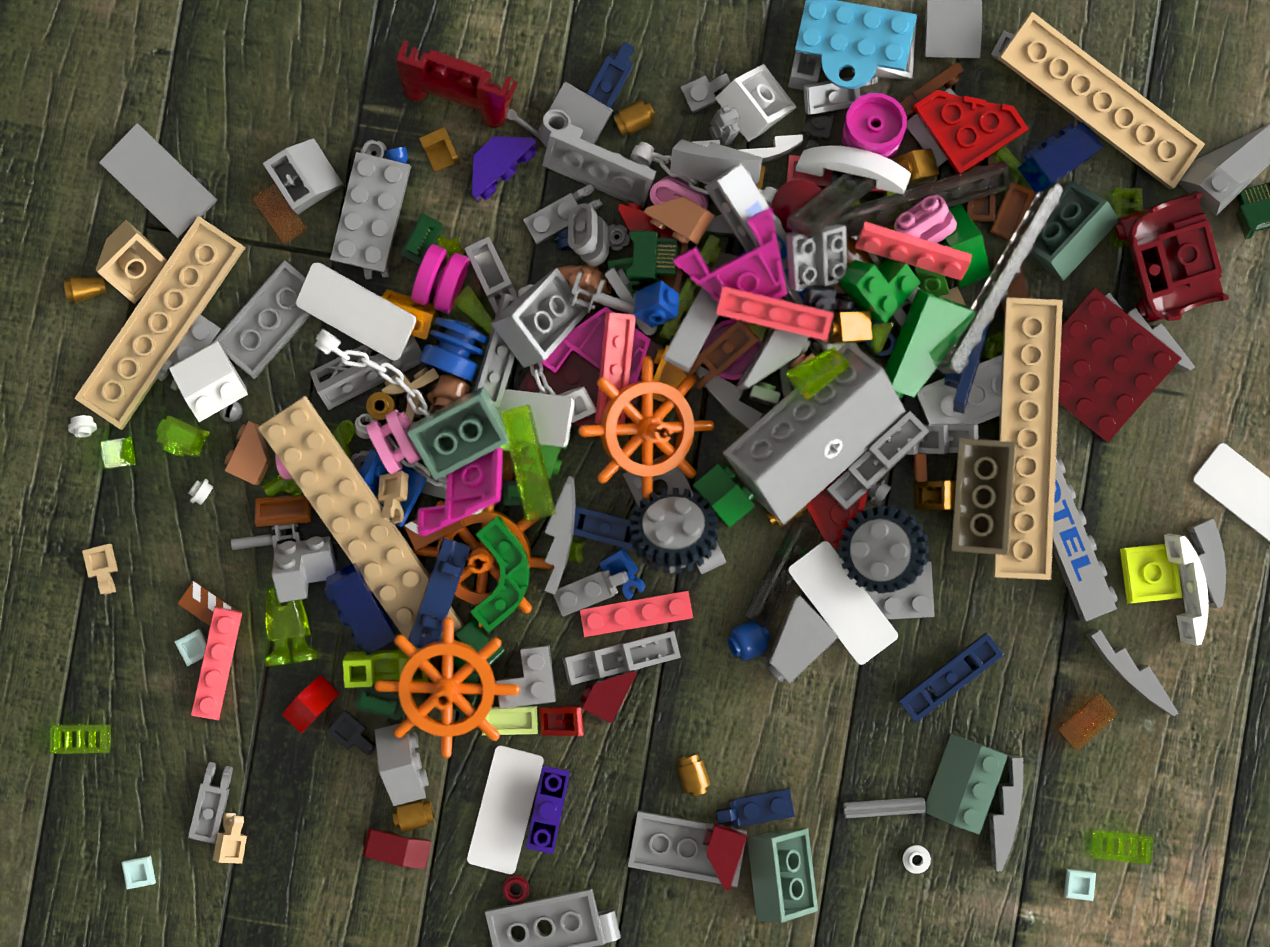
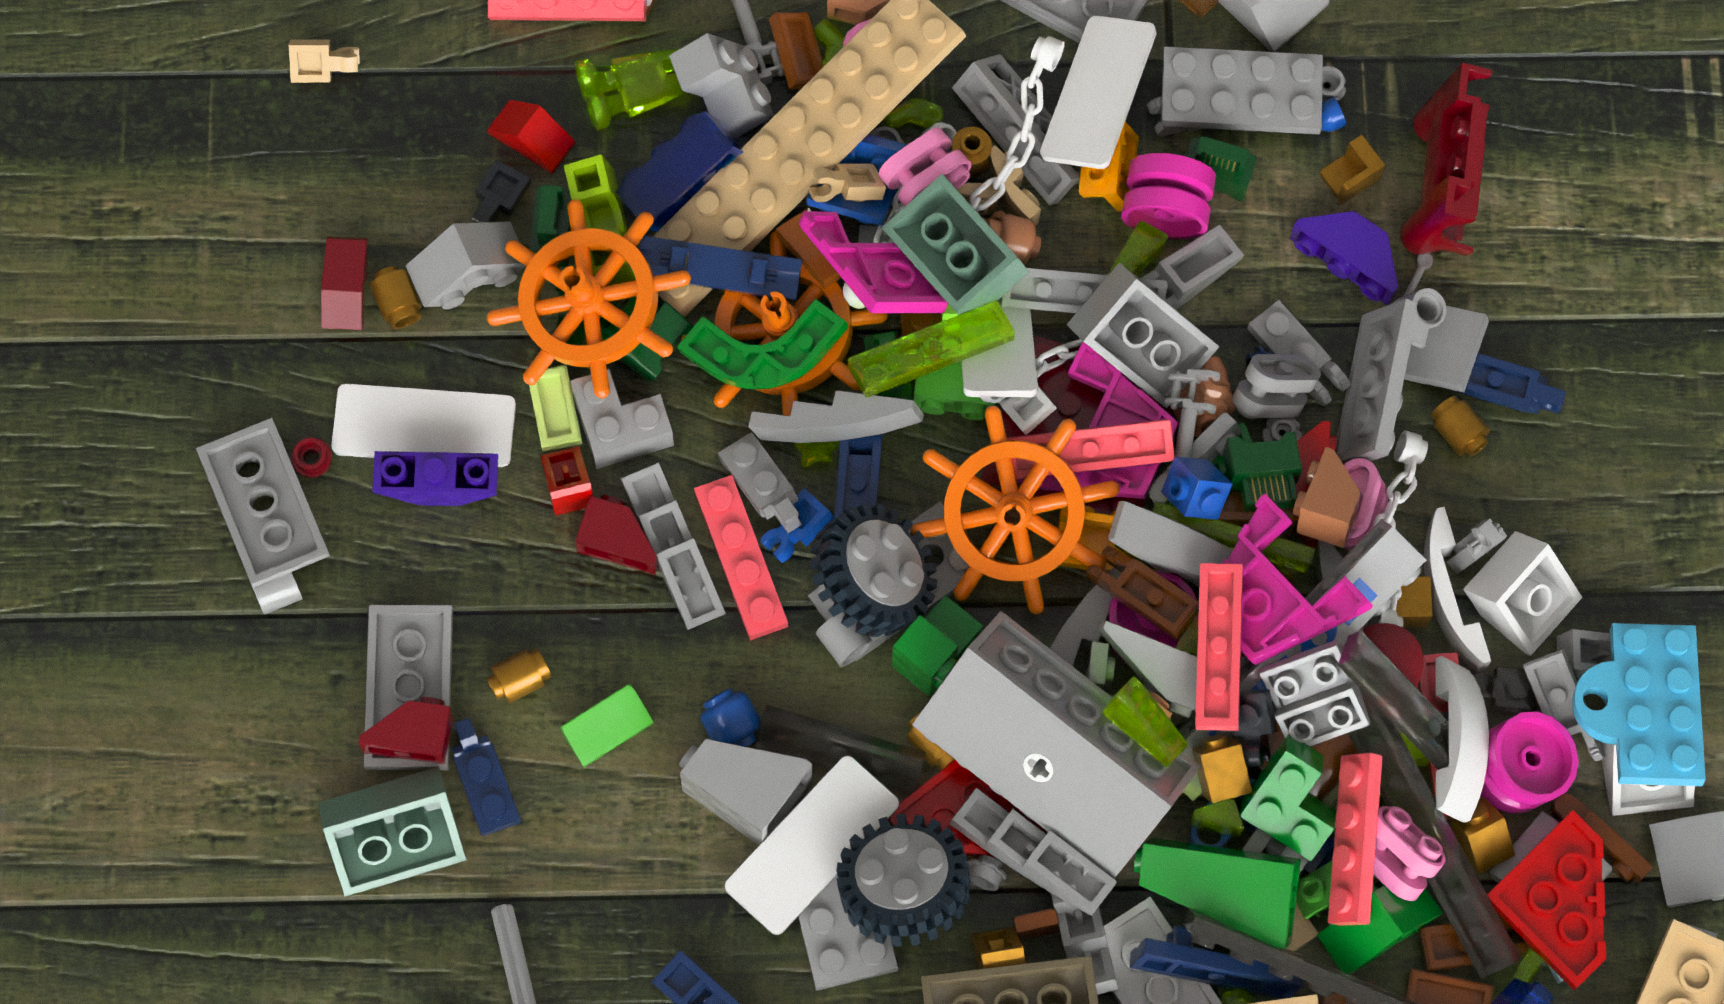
camera: 70 degrees right, 15 degrees down
(210, 806) = (368, 26): light grey hinge -> none
(451, 245) = (1220, 208): clear neon green piece -> none
(454, 349) = (1072, 232): blue wheel -> none
(701, 92) = (1520, 513): light grey plate -> none
(709, 162) = (1417, 517): light grey slope -> none
(736, 721) = (606, 725): none -> slope

